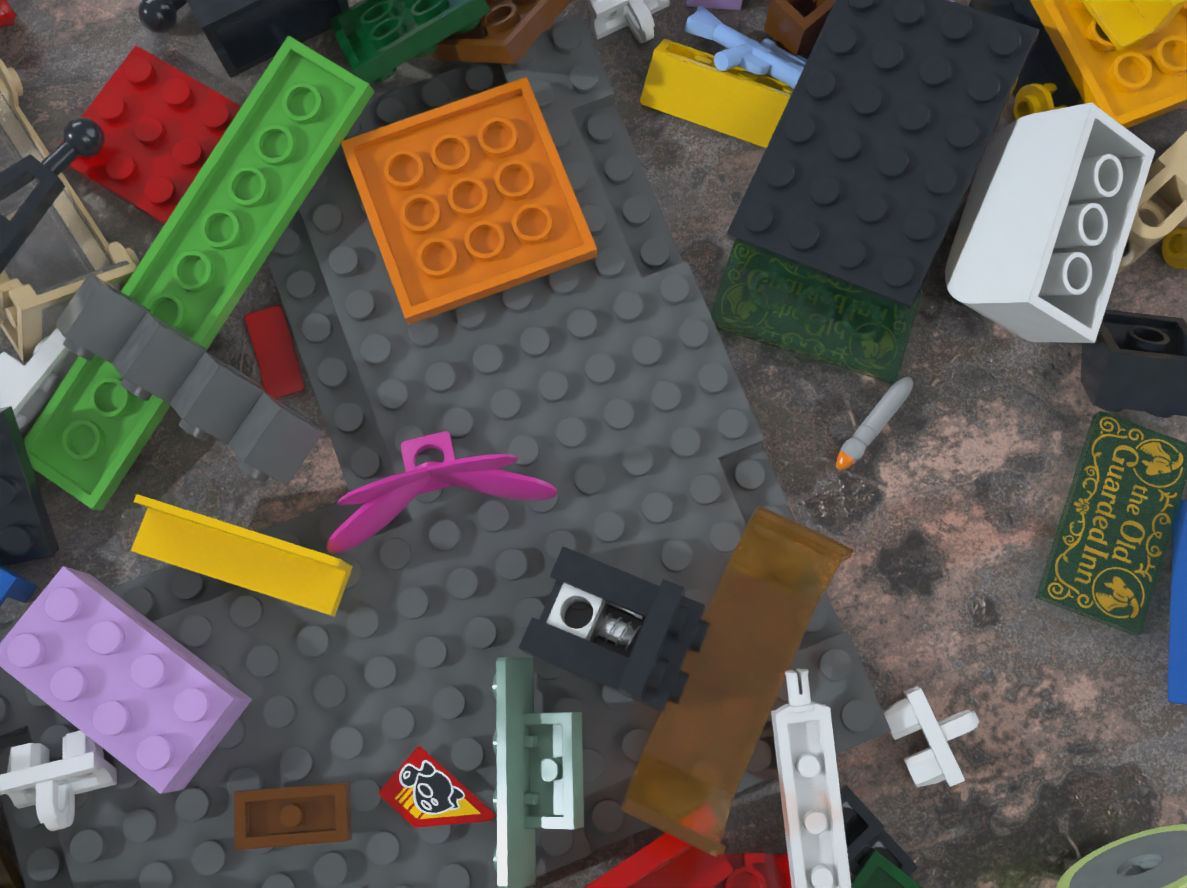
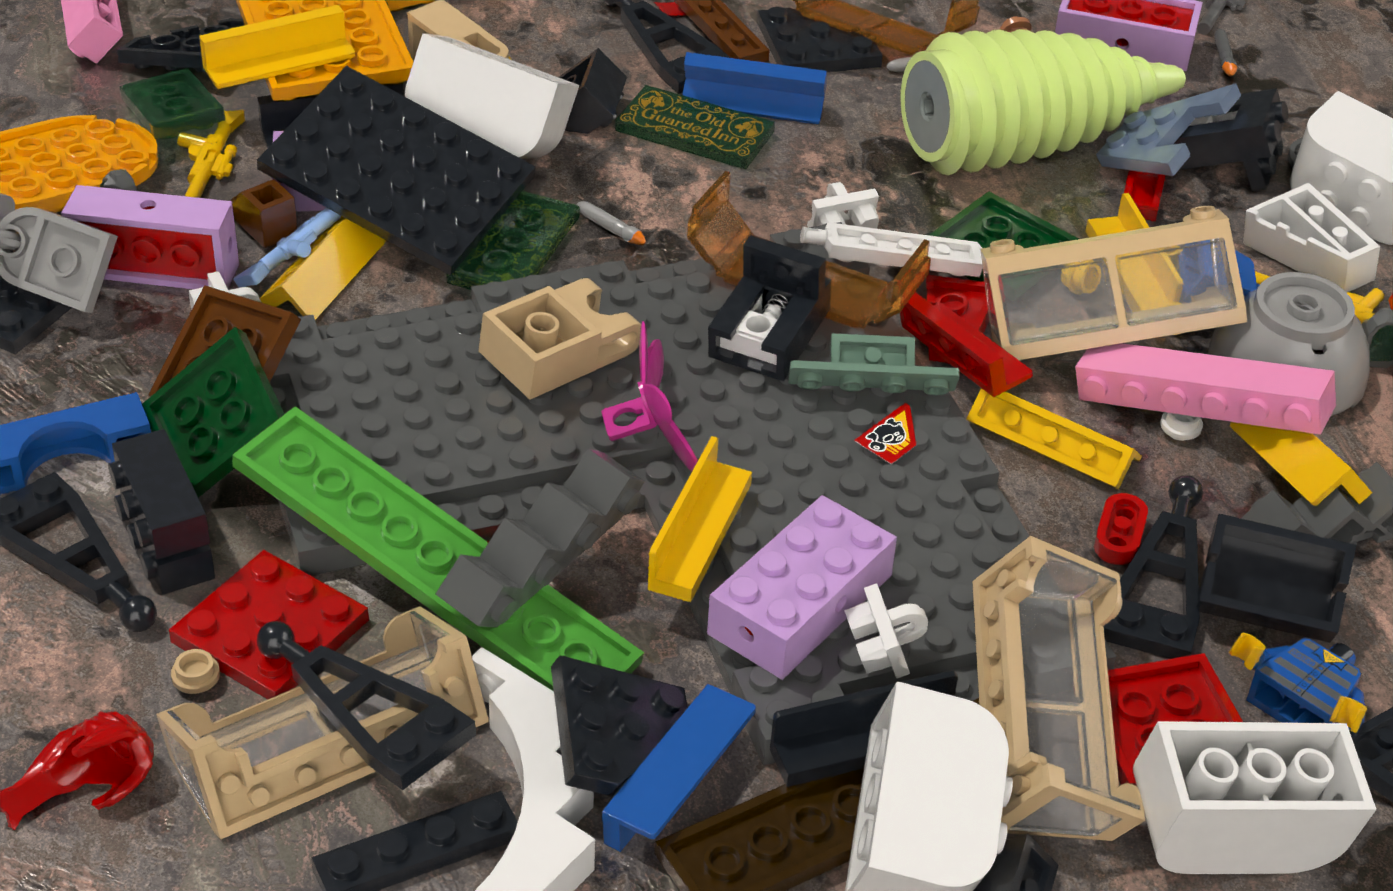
camera: 90 degrees left, 35 degrees down
(83, 79) = (195, 671): none -> tan plate
(292, 816) = (910, 497): reddish brown plate -> none
(468, 200) = (403, 381): orange plate -> none
(556, 374) = (555, 337): none -> tan brick

